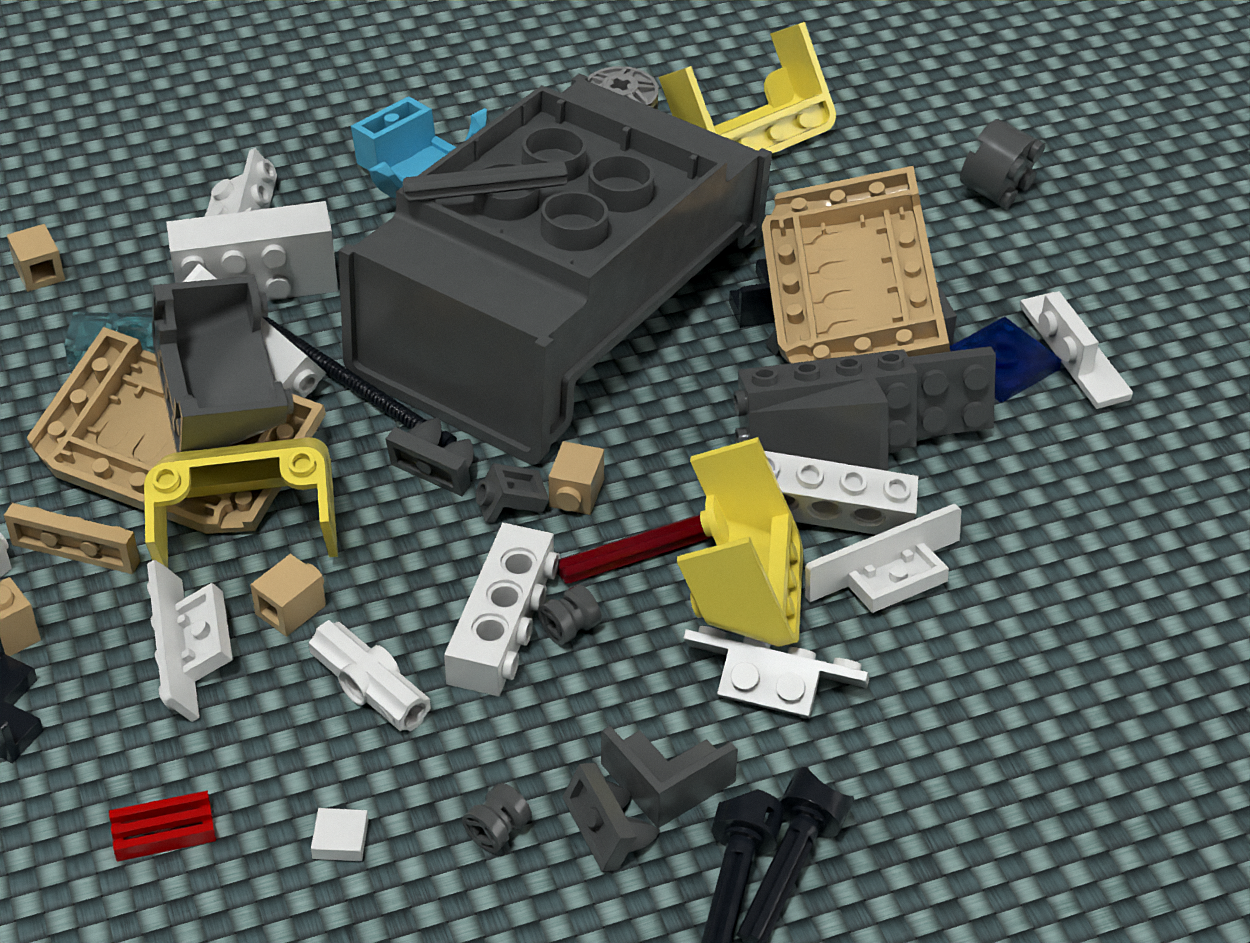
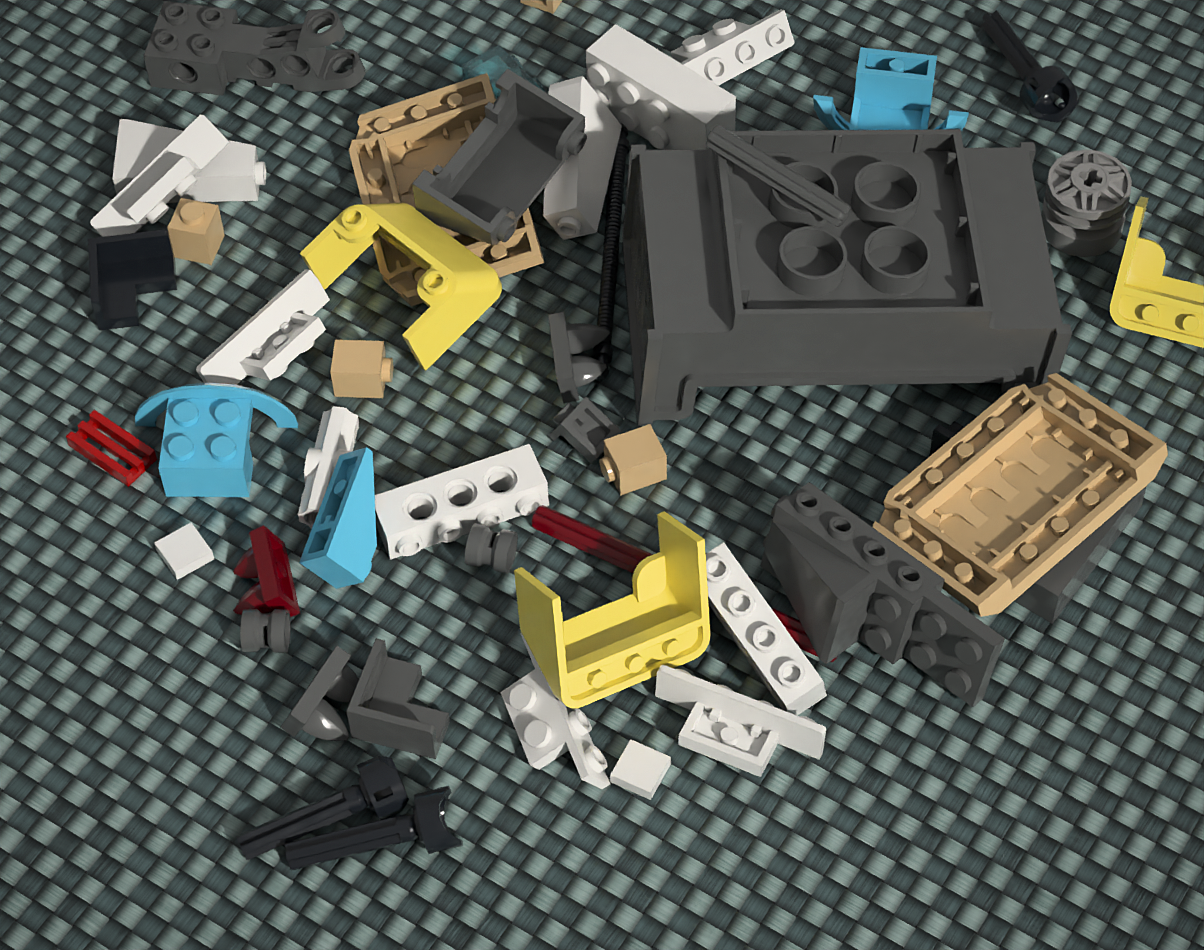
camera: 55 degrees right, 10 degrees up
(72, 538) = (302, 209): tan plate -> none
(248, 733) = (208, 436): none -> medium azure piece
(420, 773) = (269, 563): none -> dark red tile
(449, 685) = (345, 525): none -> medium azure slope
(489, 76) = (1040, 84): none -> black piece
(874, 649) = (640, 769): none -> white tile
(1019, 357) = (1076, 666): clear blue tile -> none
(1077, 349) = (1138, 710): white bracket -> none

